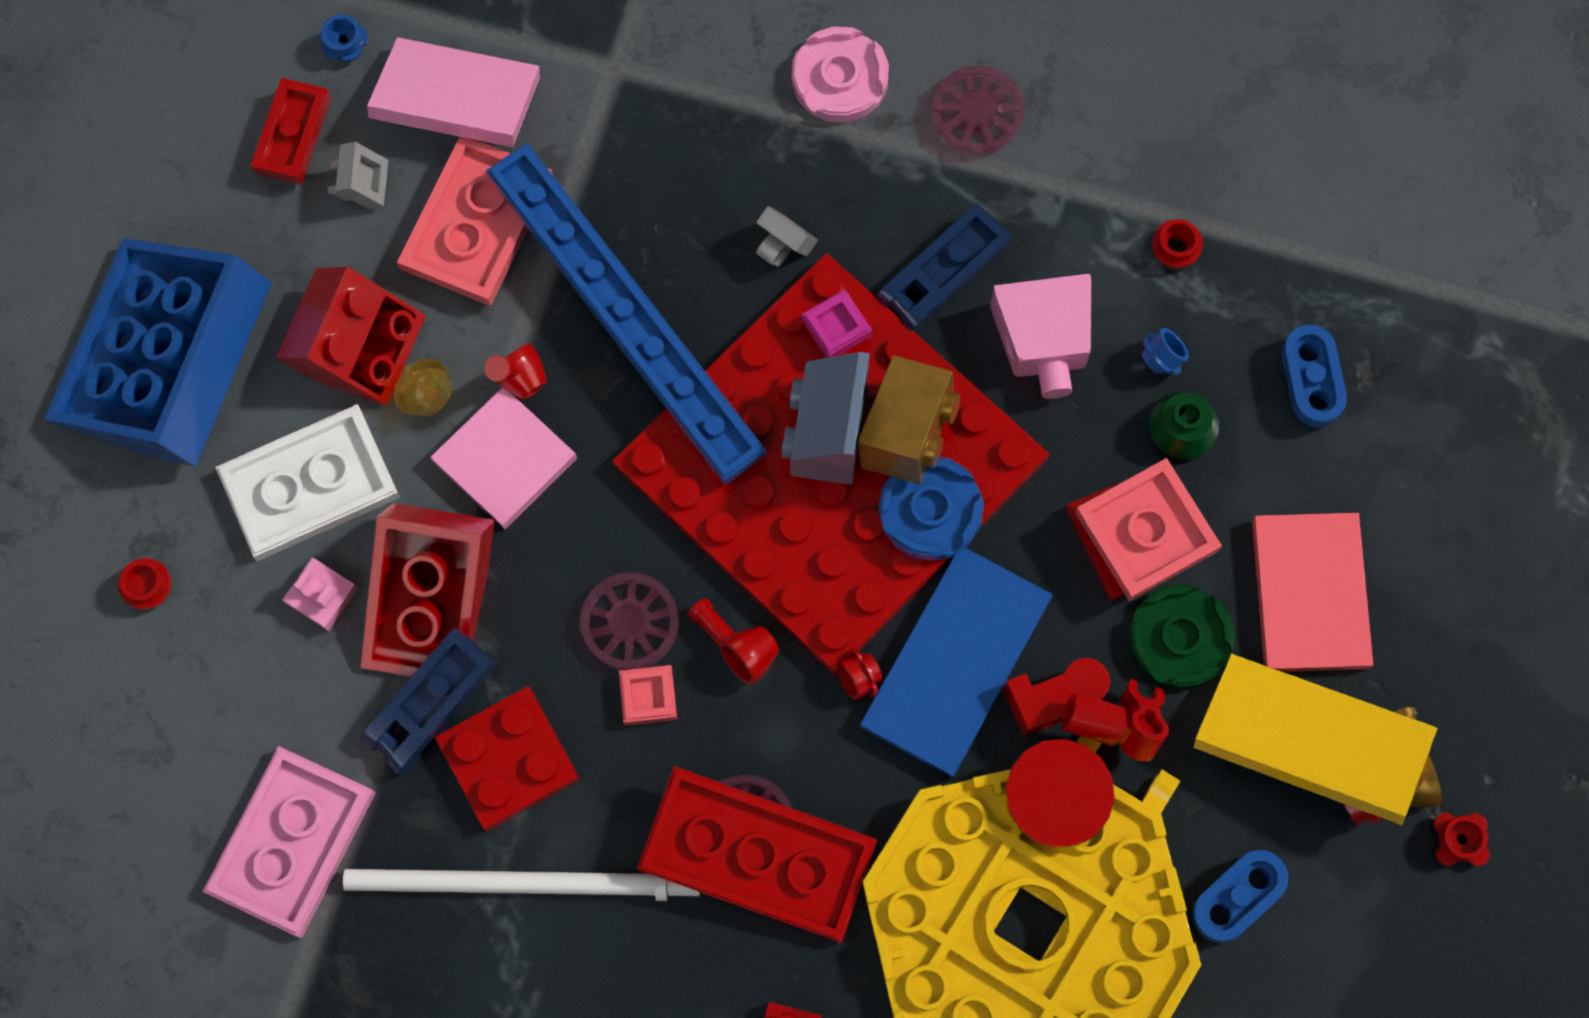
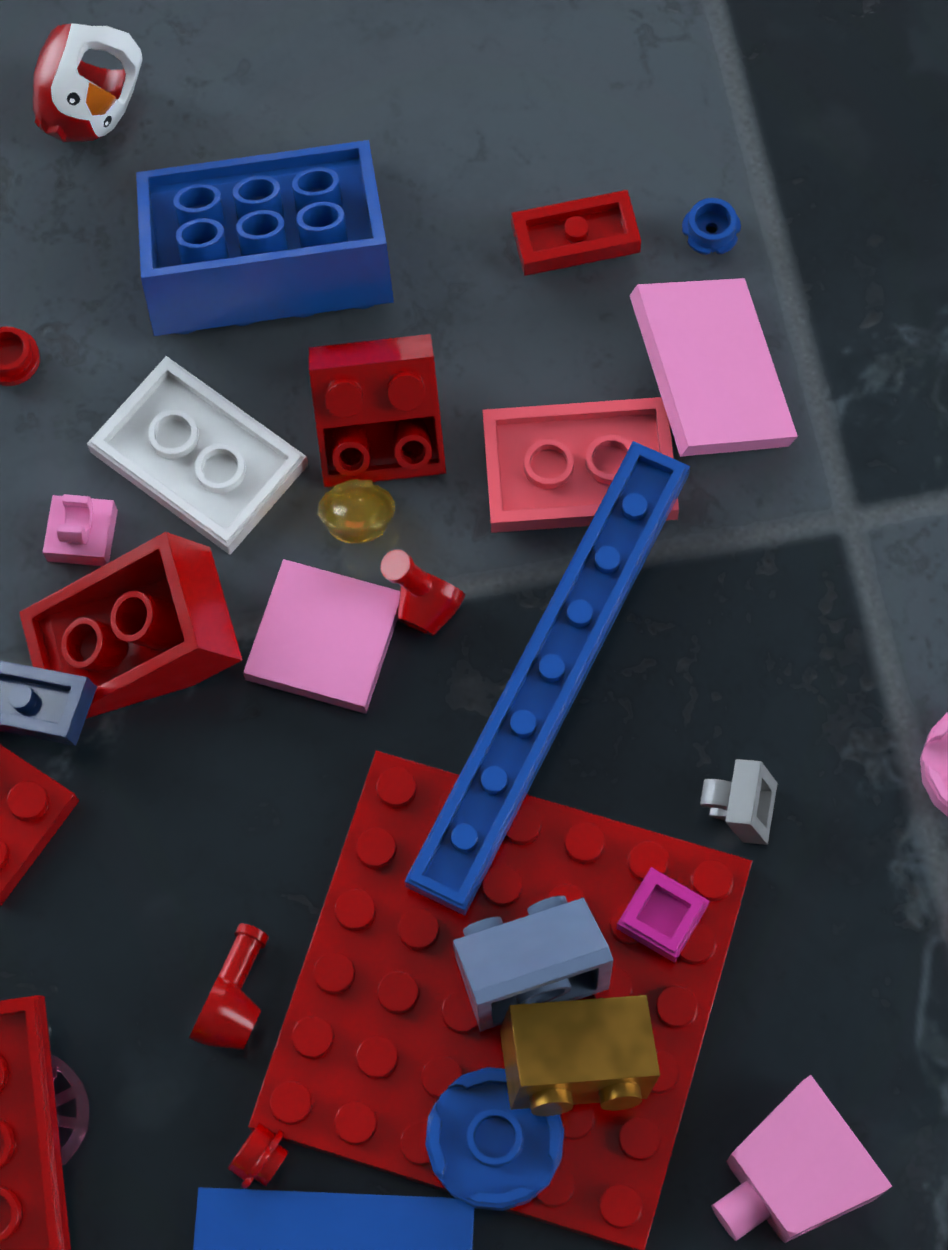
camera: 65 degrees right, 5 degrees down
(359, 176) = (563, 324): light grey tile -> none
(629, 621) = (203, 865): clear pink wheel -> none
(647, 695) = (127, 929): coral tile -> none
(945, 267) = (812, 1008): dark blue plate -> none

